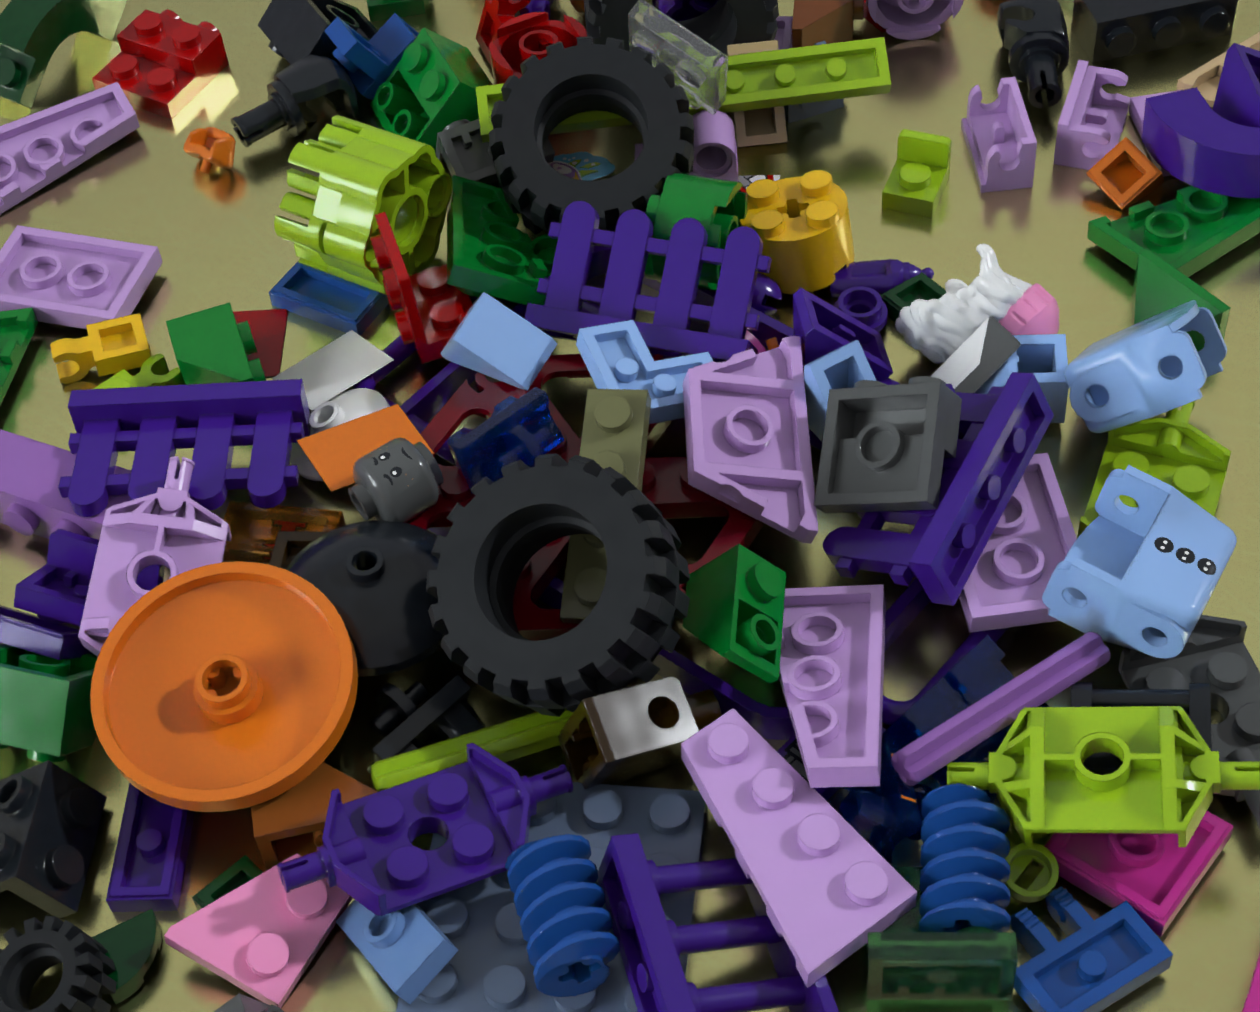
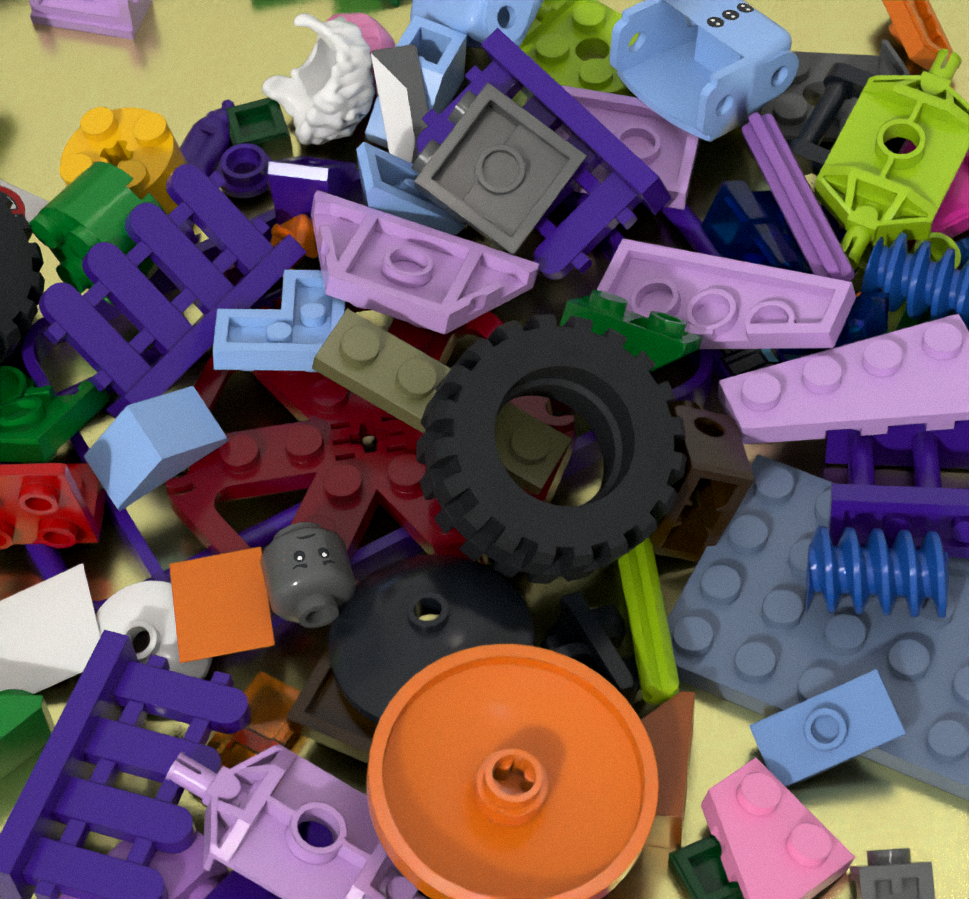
camera: 70 degrees left, 5 degrees up
(474, 805) = (755, 616): dark purple plate -> none
(514, 432) = (320, 455): clear blue hips -> none
(918, 173) = (90, 70): lime bracket -> none

